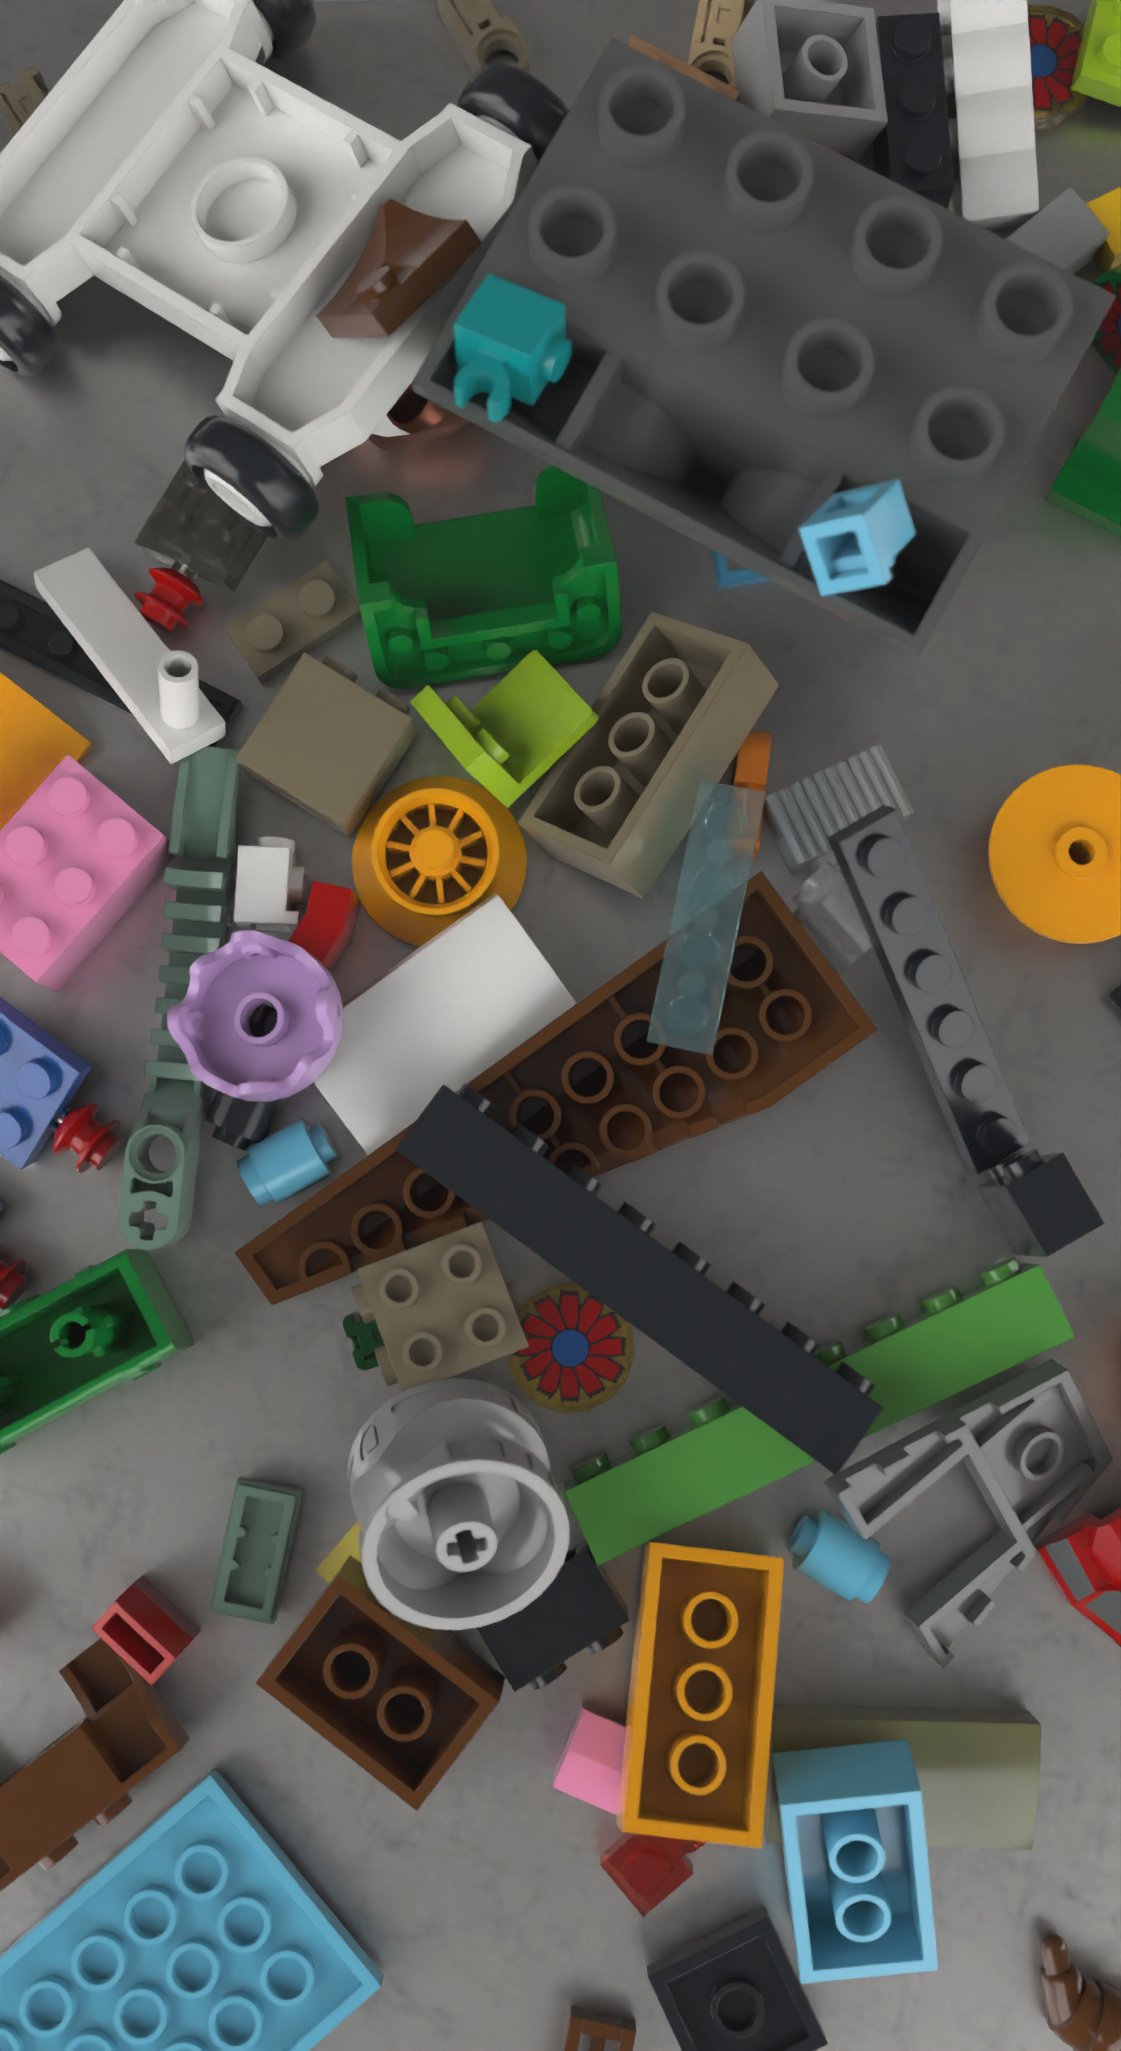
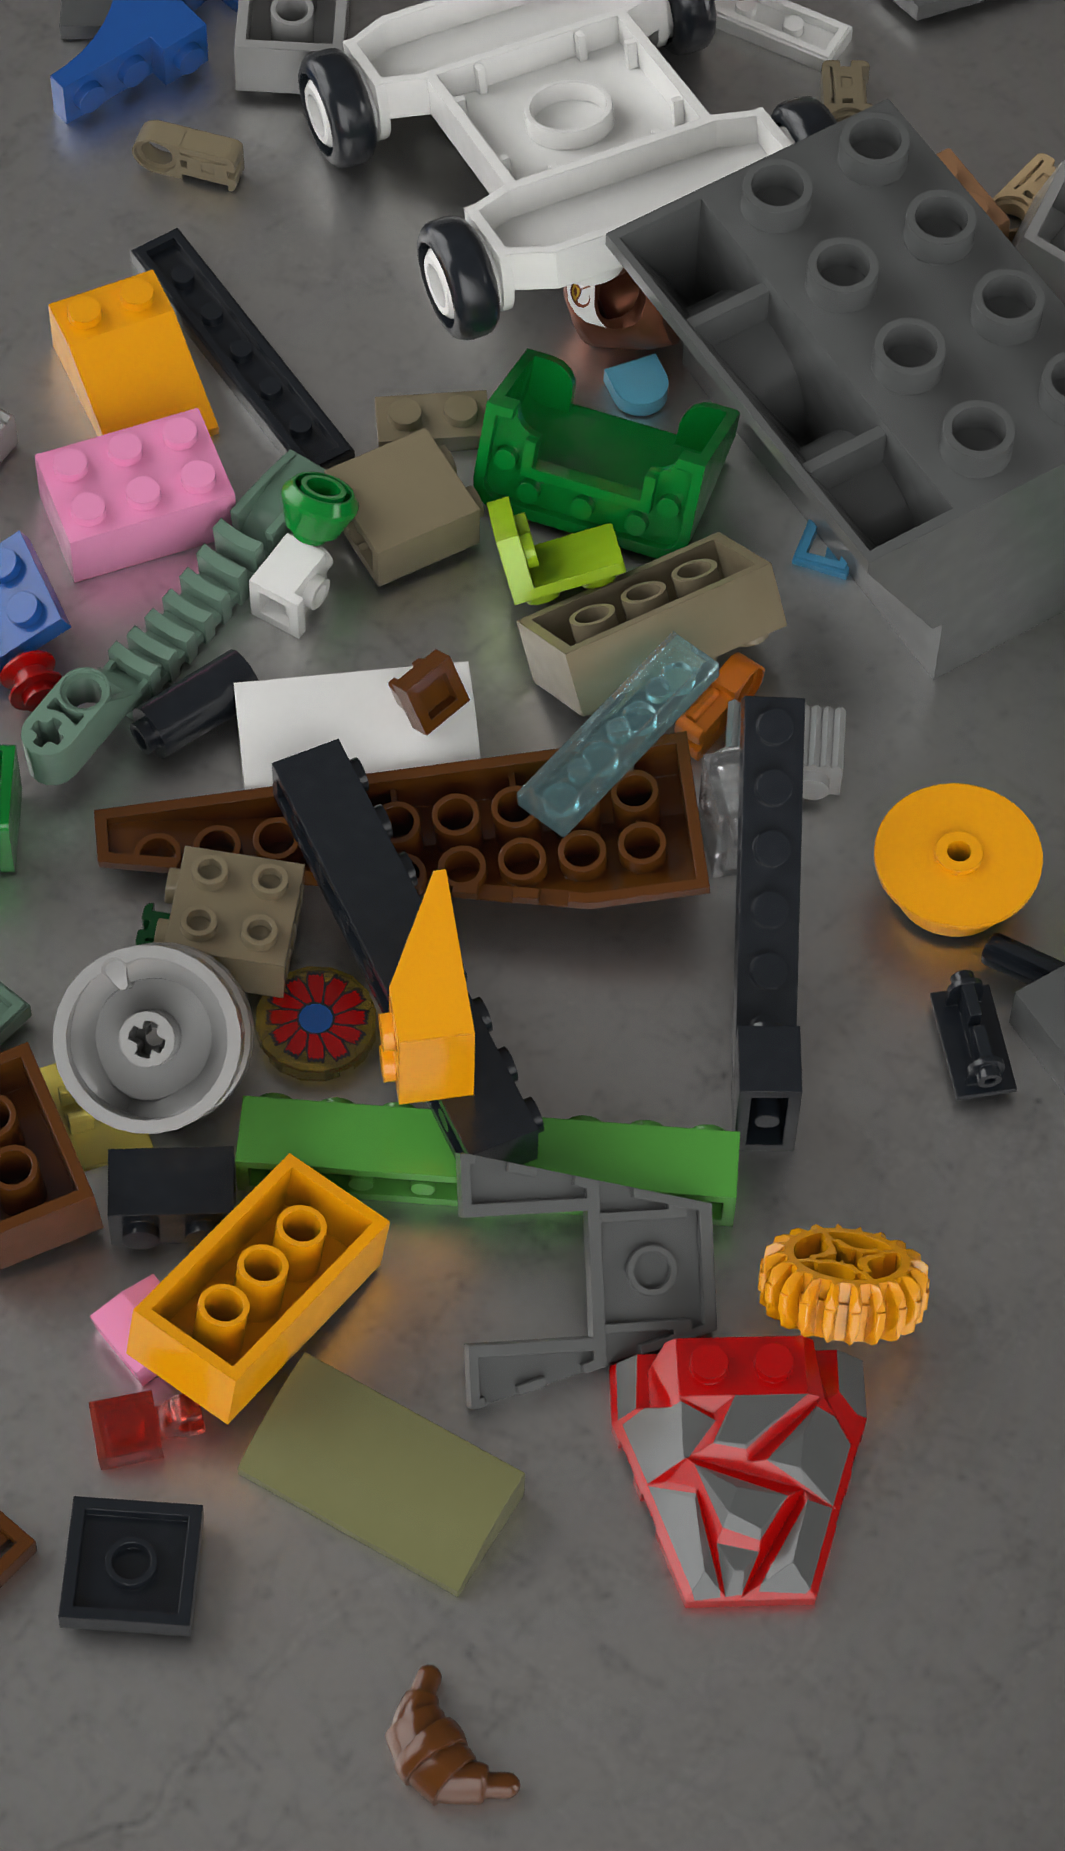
camera: 25 degrees right, 25 degrees down
(149, 679) = (291, 376): white piece -> none
(198, 540) = (388, 322): clear smoke plate -> none
(216, 1014) = (218, 614): lavender plate -> none
(255, 807) = (317, 506): none -> green cone
(287, 1162) = (177, 772): medium azure brick -> none
(328, 923) = (319, 626): red piece -> none
(397, 271) = (663, 178): reddish brown plate -> none
(436, 855) = (444, 609): light orange piece -> none
(466, 470) = (638, 385): none -> medium azure tile
(490, 965) = (429, 691): none -> reddish brown tile
(508, 345) = (689, 242): teal brick -> none
(735, 1384) = (429, 1019): none -> light orange slope
(838, 1557) = (436, 1277): medium azure brick -> none
(856, 1861) = (302, 1471): medium azure brick -> none
(857, 537) = (864, 464): medium azure brick -> none

